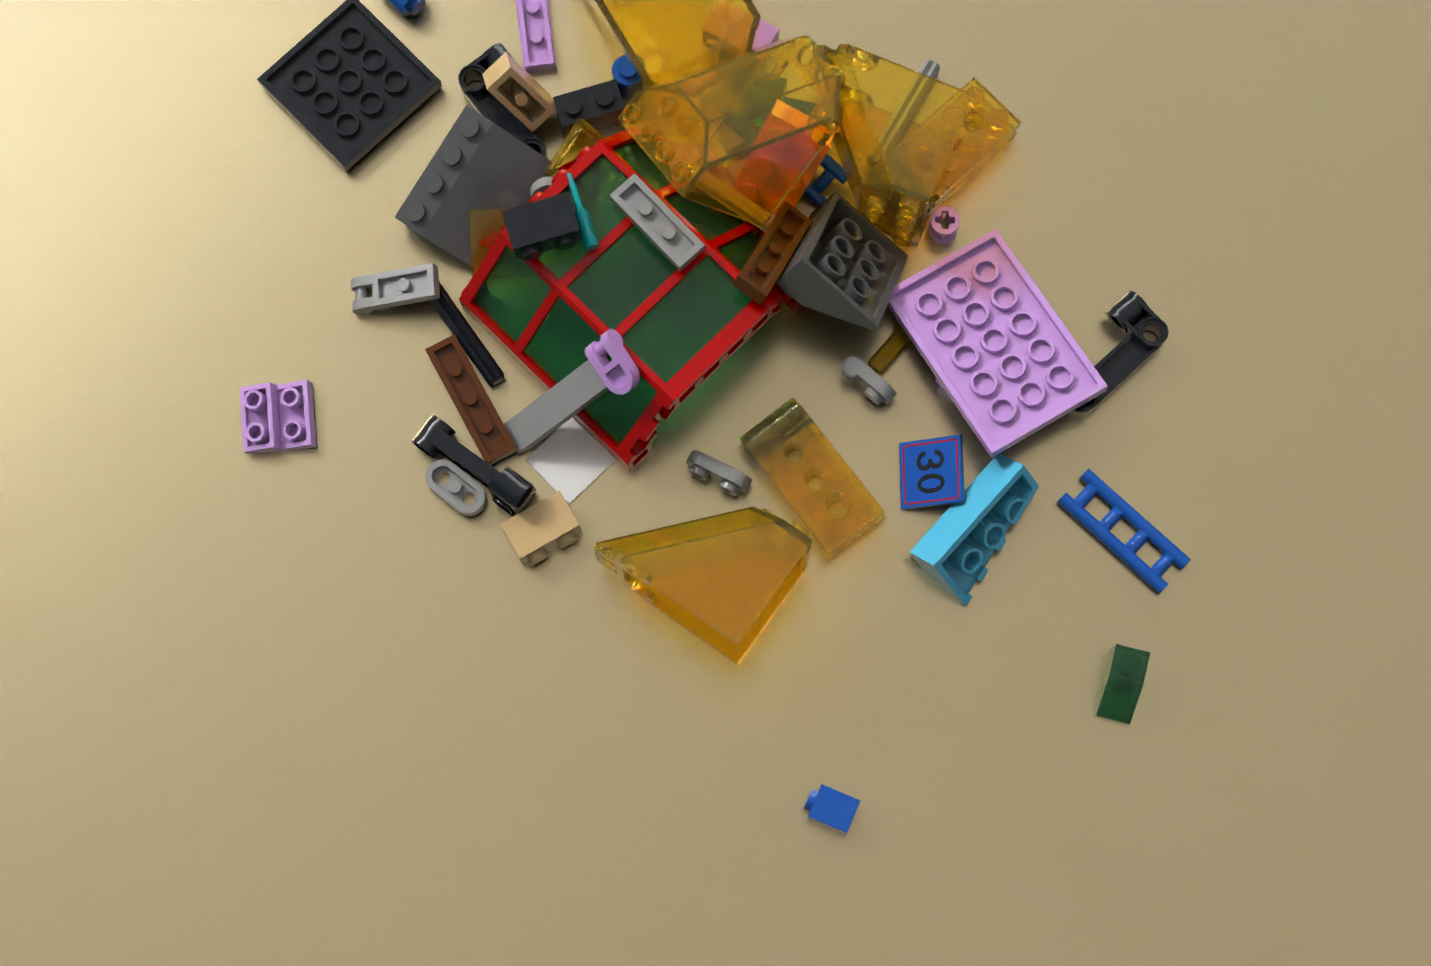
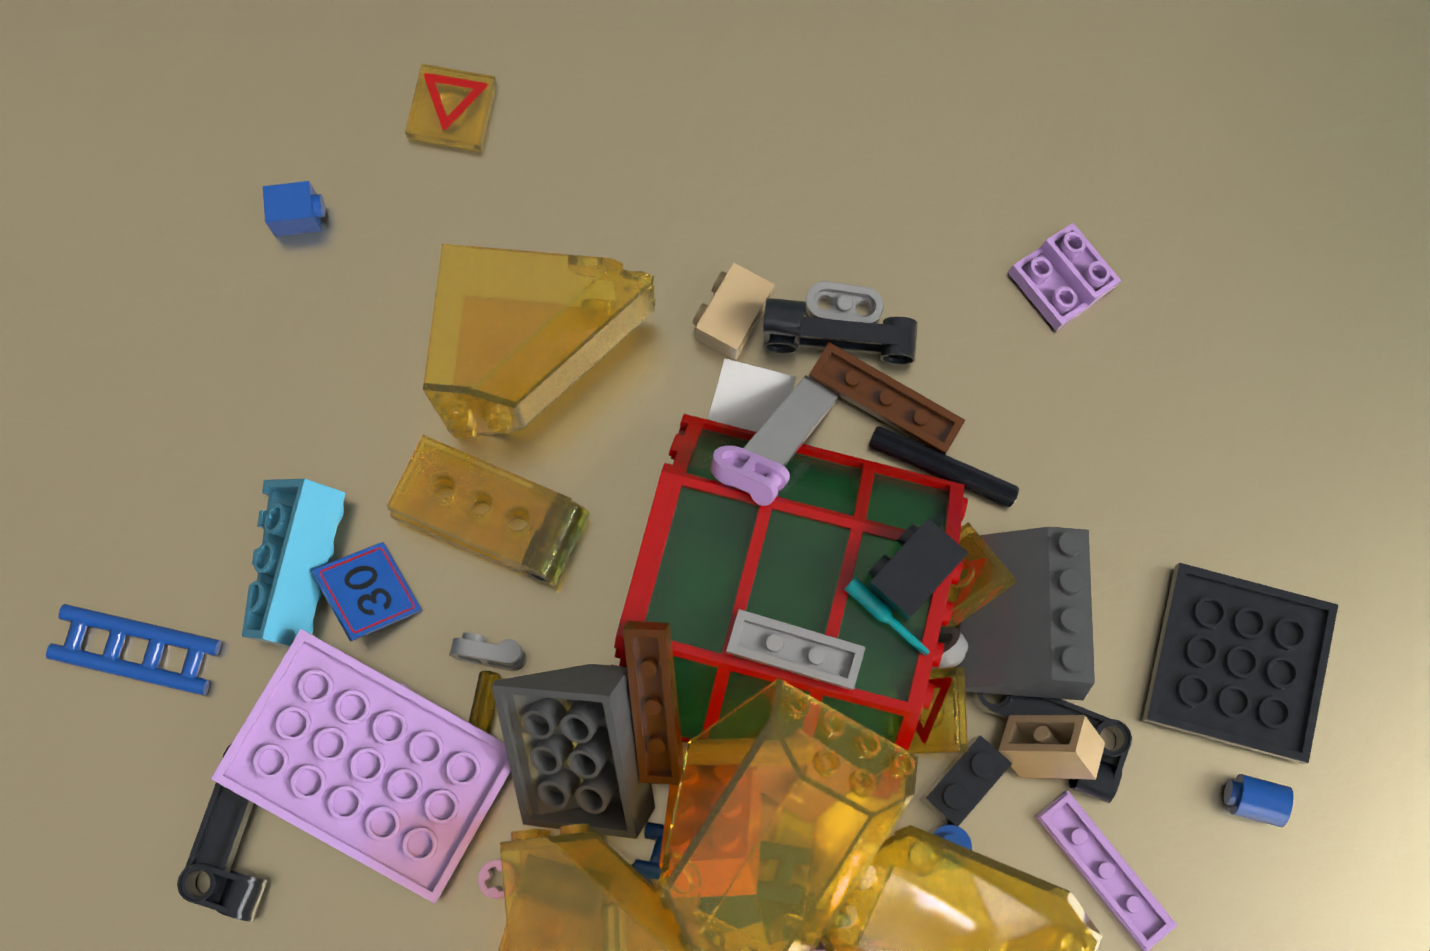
camera: 145 degrees right, 0 degrees up
(395, 288) = (1036, 463): light grey plate -> none
(660, 830) = (450, 106): none -> clear yellow tile
(730, 479) = (575, 467): light grey plate -> none
(1122, 683) = (59, 489): clear green slope -> none

